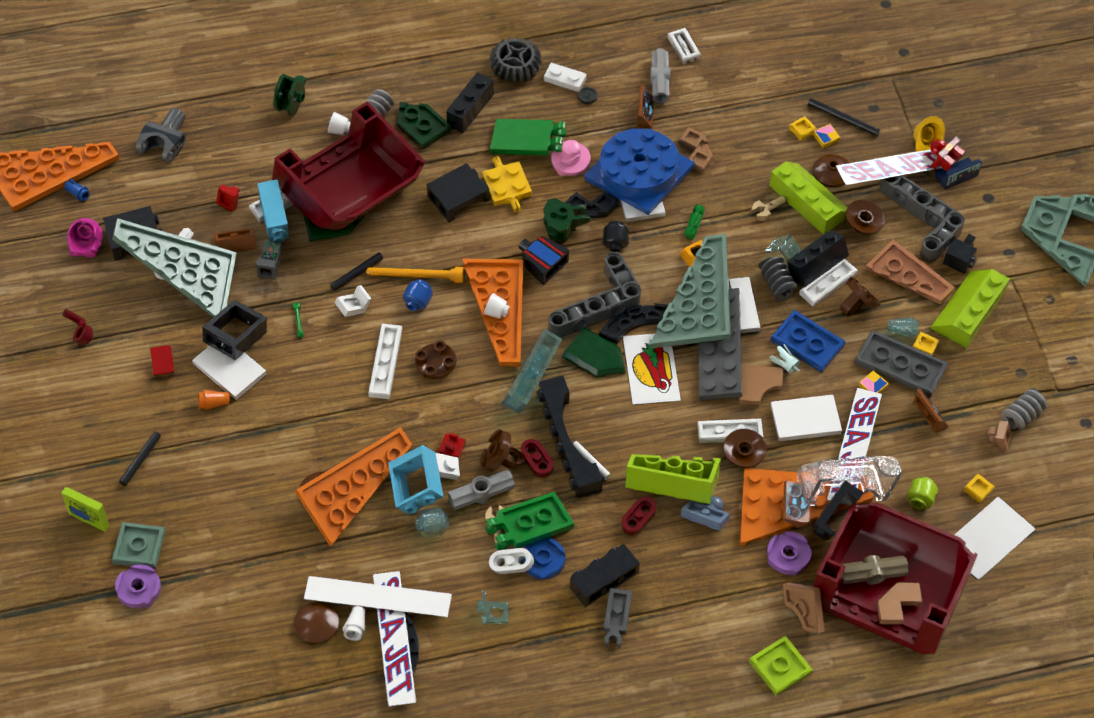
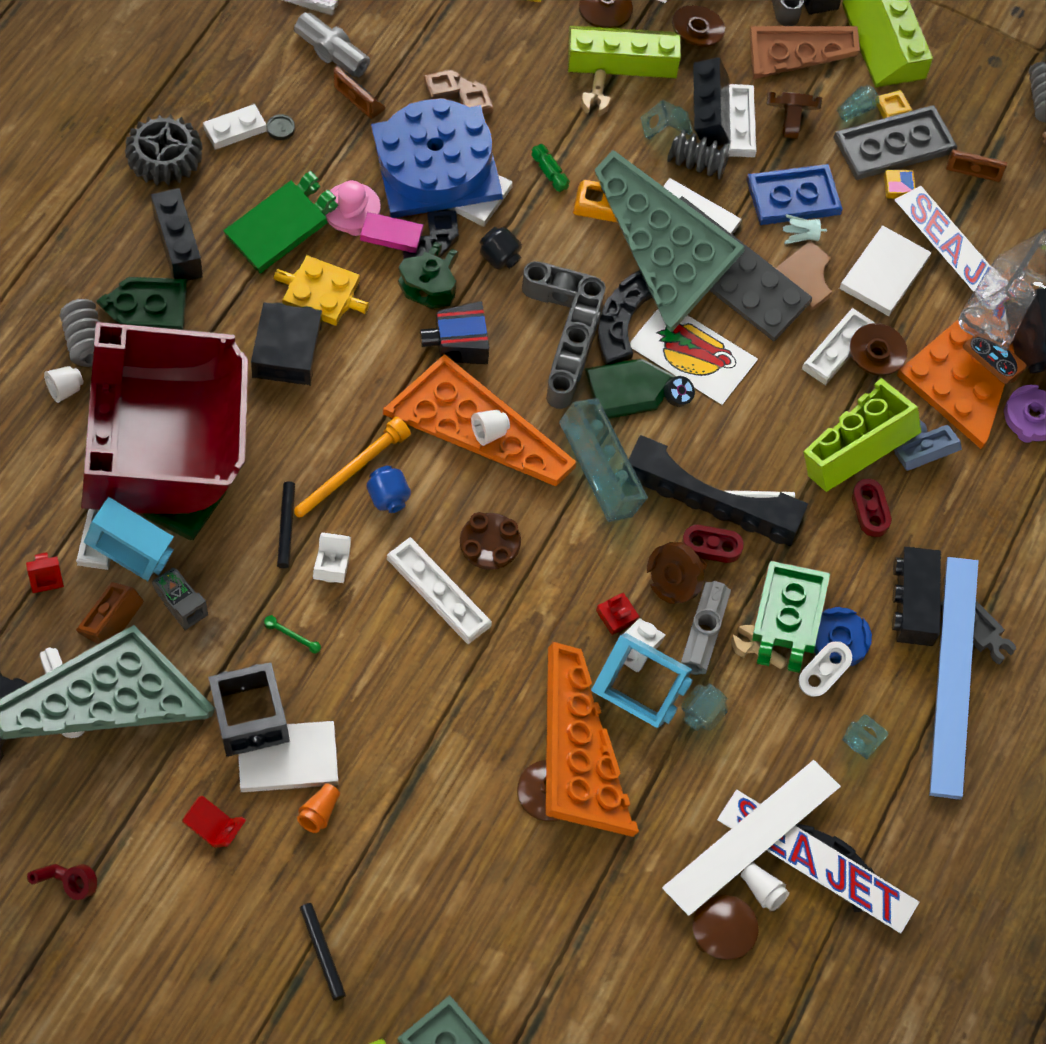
camera: 55 degrees left, 5 degrees up
(569, 625) = (954, 679): none -> light blue tile
(571, 184) = (391, 232): none -> dark pink tile
(616, 377) = (679, 391): none -> black tile

